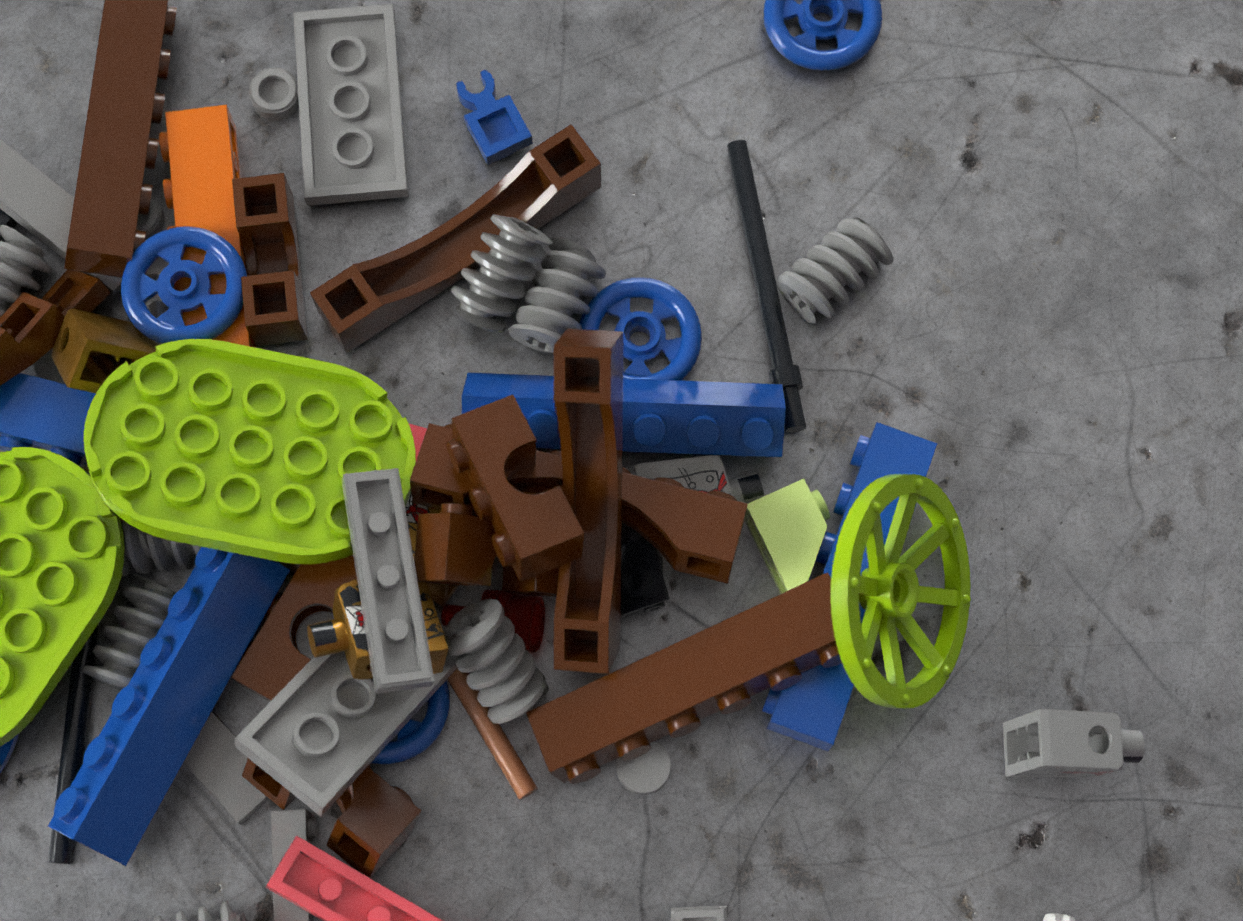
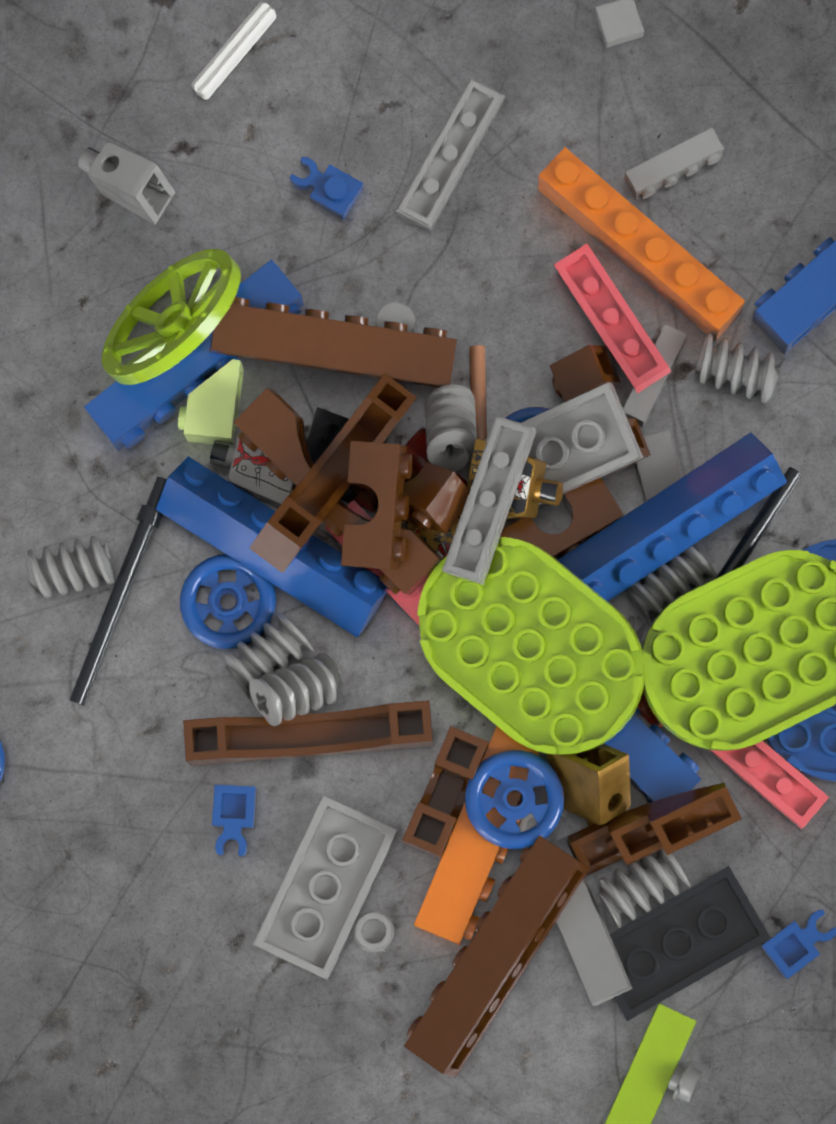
camera: 140 degrees left, 5 degrees up
(818, 889) = (331, 190): none -> blue plate

